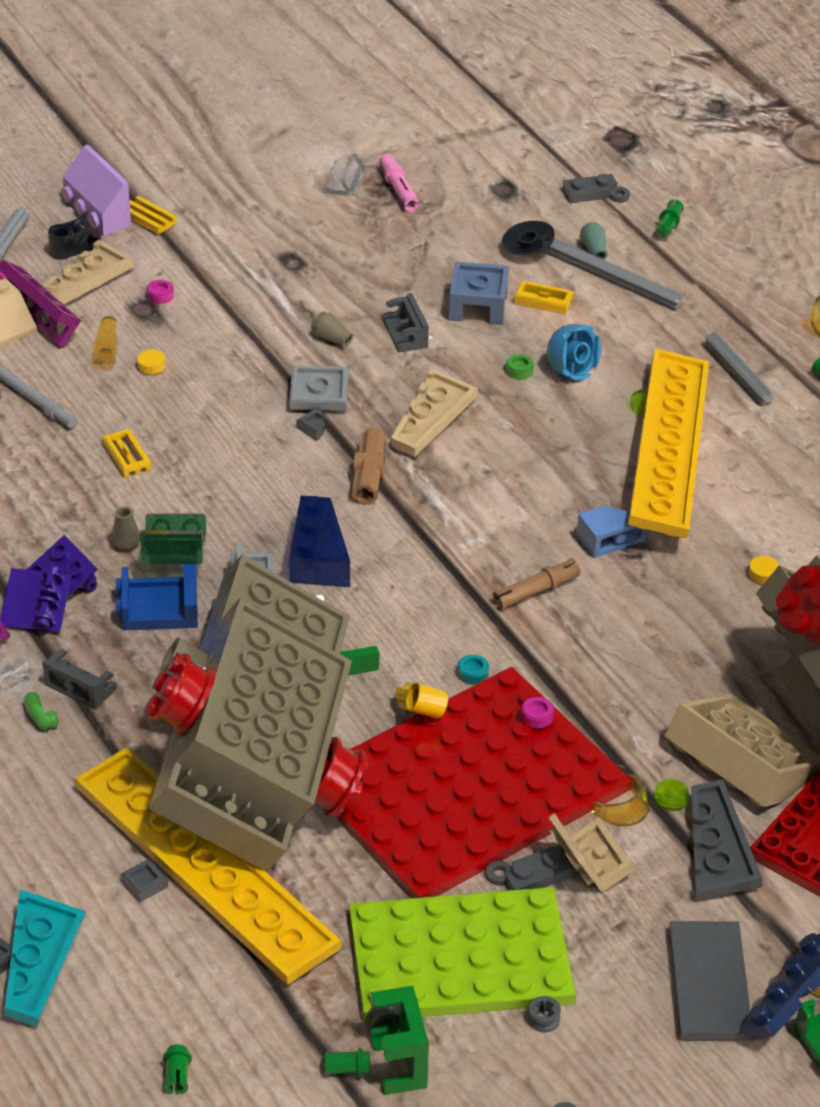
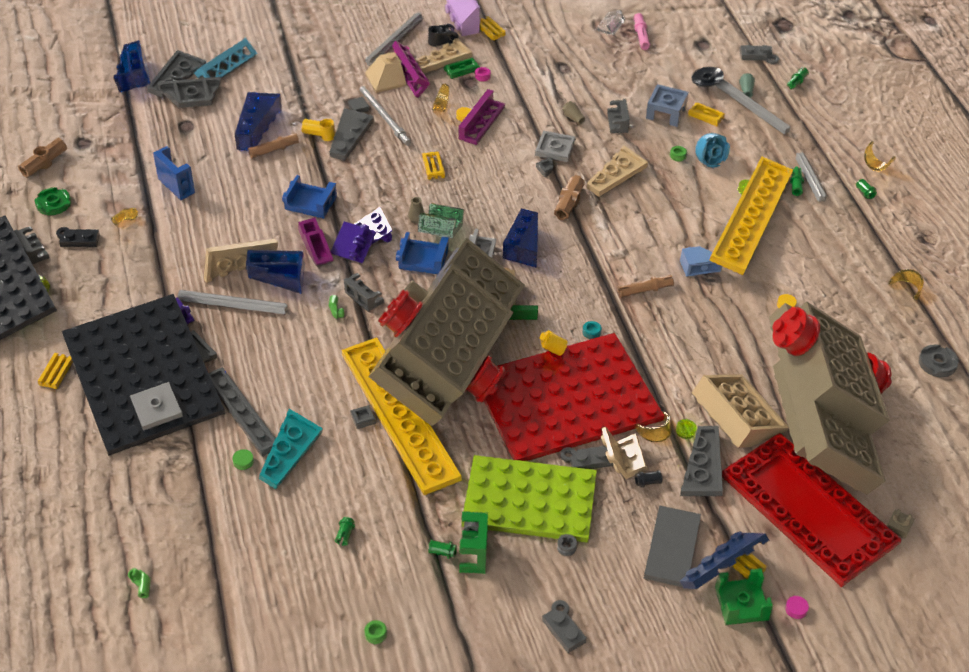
camera: 15 degrees right, 5 degrees up
(121, 287) = (461, 68): none -> green tile
(173, 364) = (475, 118): none -> magenta fence
(537, 712) = (619, 363): dark pink tile -> none
(632, 885) = (648, 478): none -> black pin
(720, 379) = (797, 181): none -> green axle

